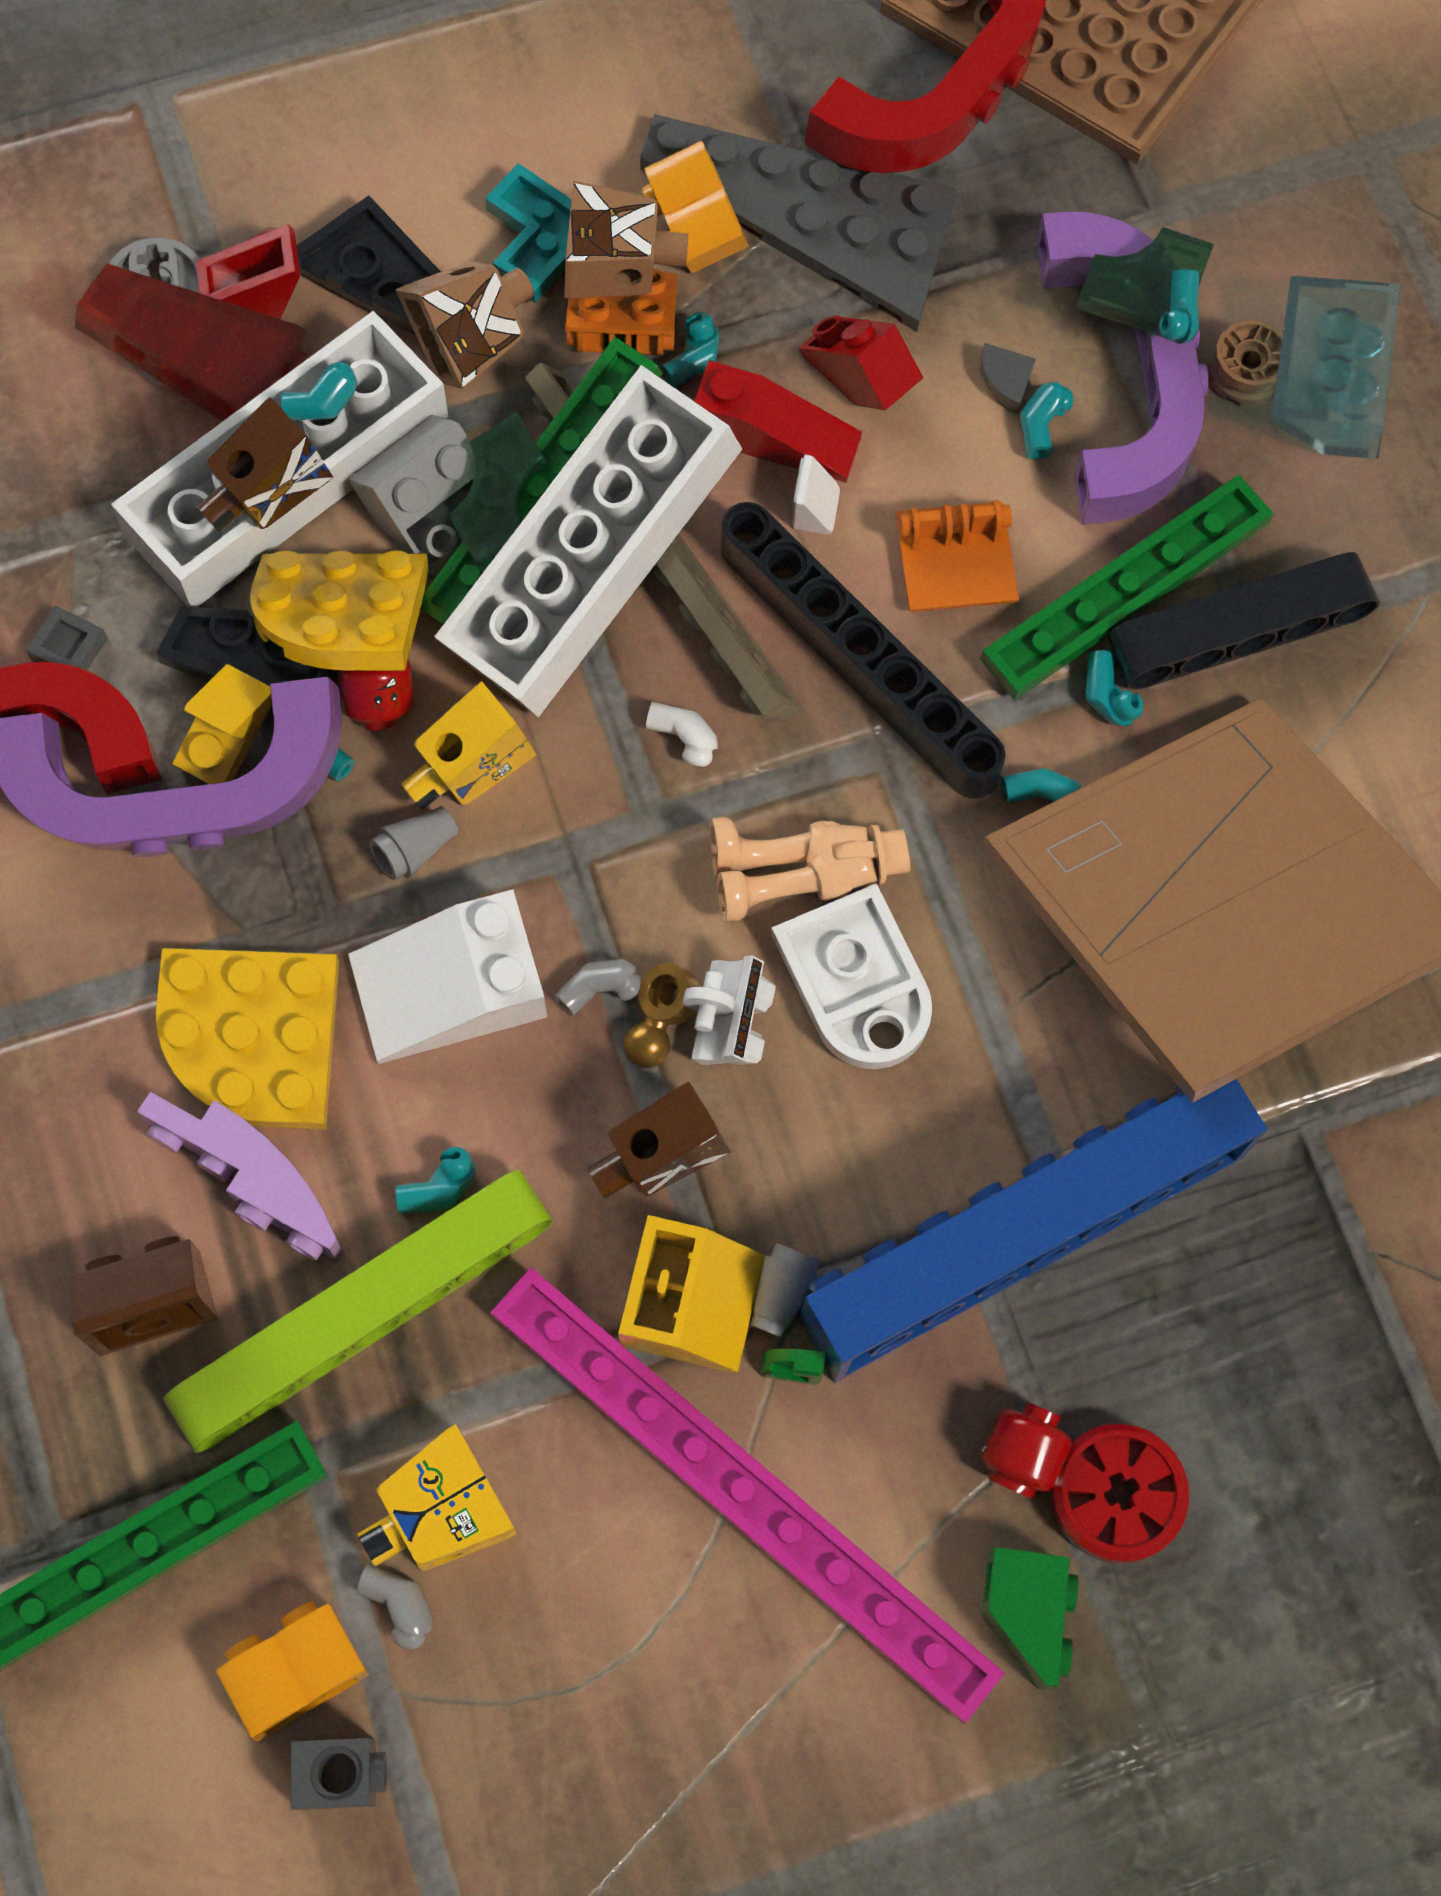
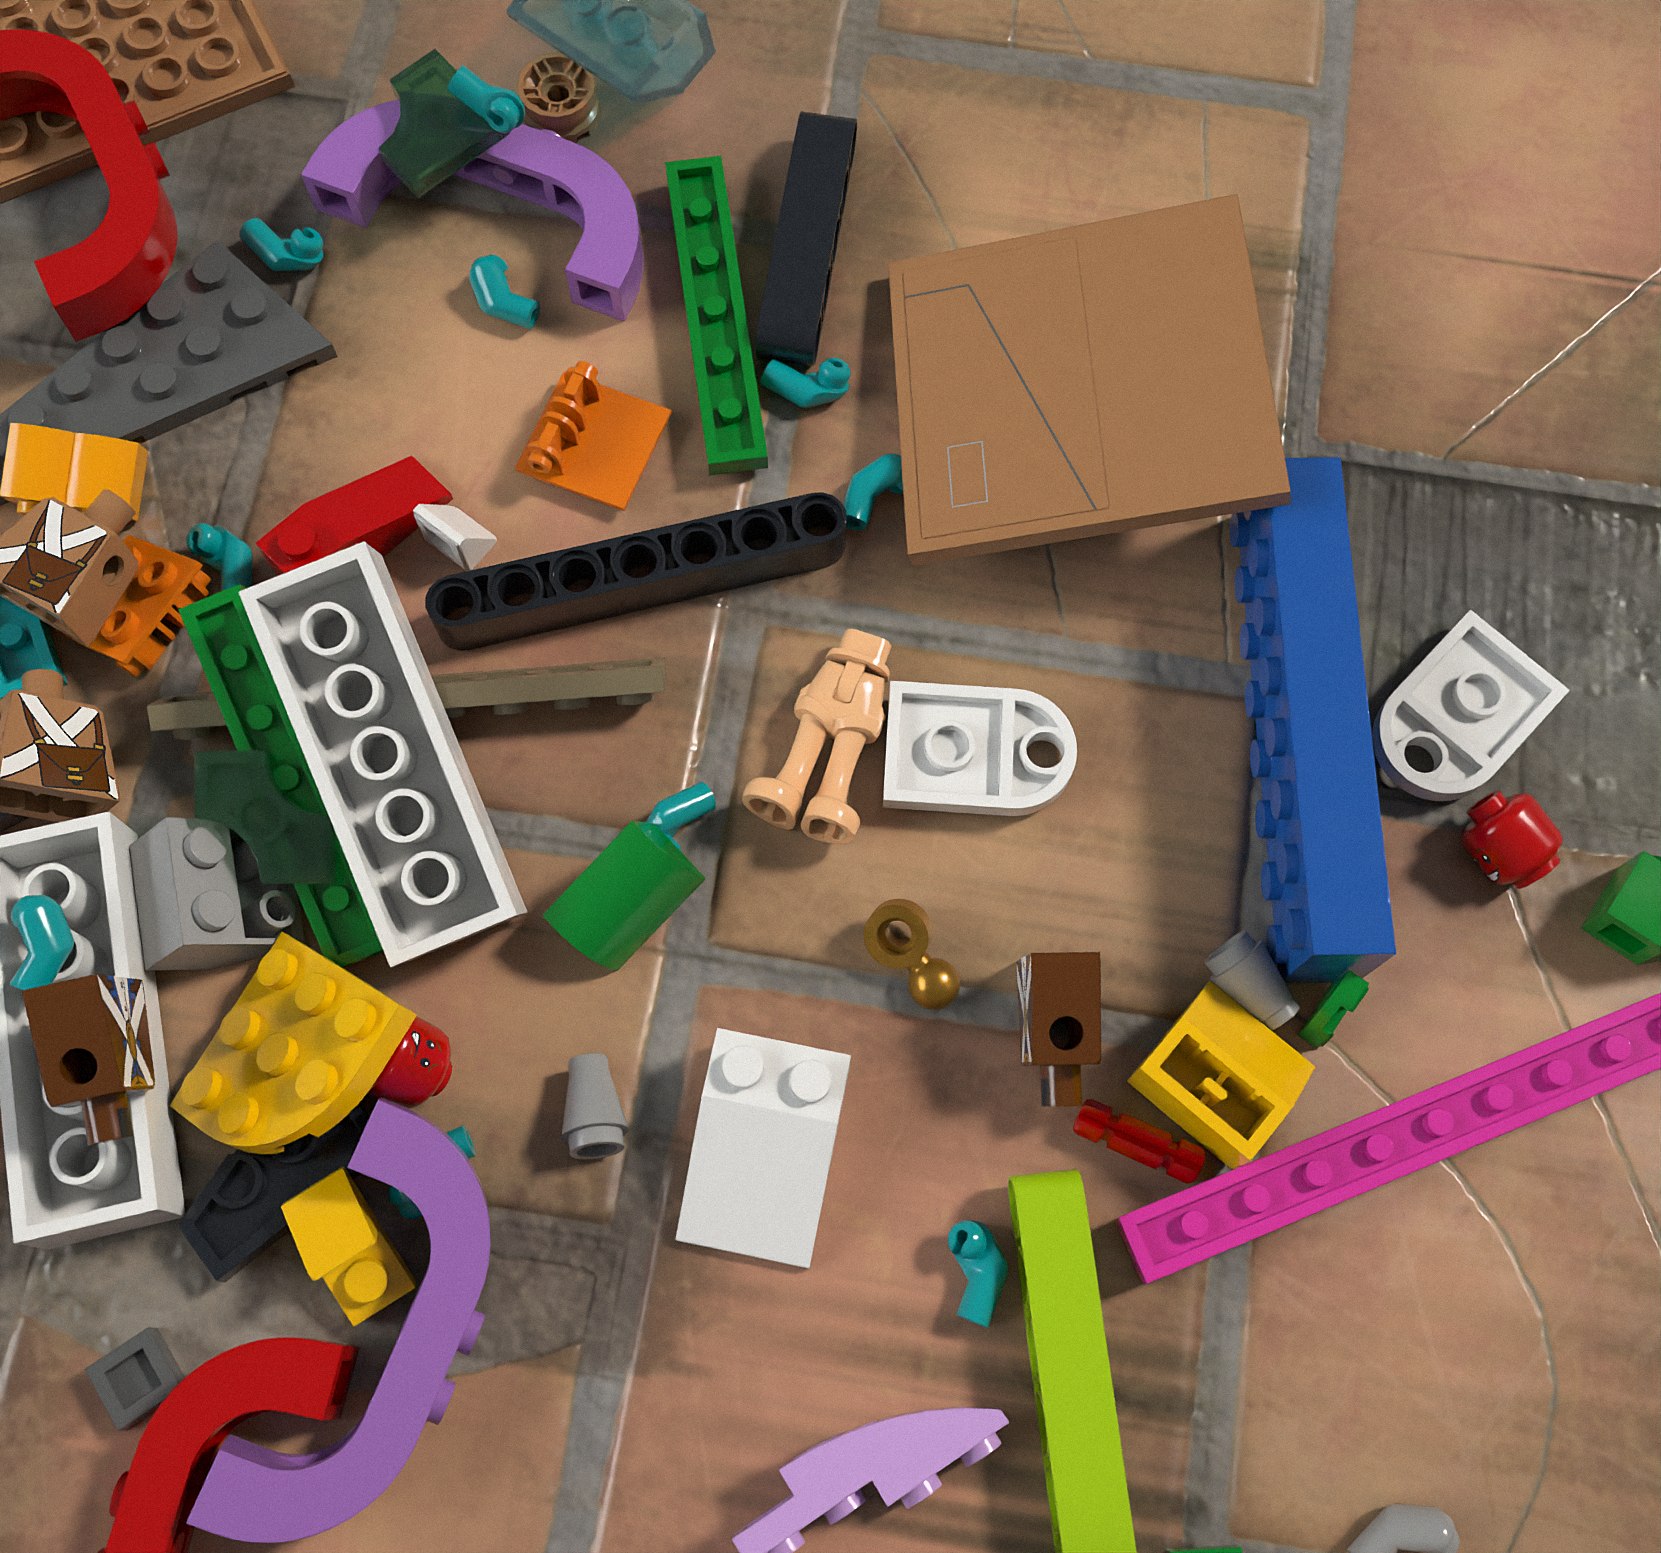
camera: 60 degrees left, 0 degrees up
(251, 1031) = (705, 1392): yellow plate -> none
(437, 1507) = (1328, 1444): yellow torso -> none
(468, 750) = (525, 970): yellow torso -> none
(585, 774) = (624, 895): none -> green brick
(598, 977) = (841, 992): light grey arm -> none
(603, 1261) = (1139, 1141): none -> red axle
(665, 777) = (682, 808): none -> teal arm
(689, 727) = (626, 771): white arm -> none
(726, 1010) = (950, 884): white hips -> none
(862, 360) = (341, 411): red slope -> none
(977, 242) = (292, 254): none -> teal arm
(1006, 374) = (435, 301): dark grey tile -> none
(1126, 1364) = (1467, 708): none -> white plate
(1155, 1507) = (1607, 756): red wheel -> none

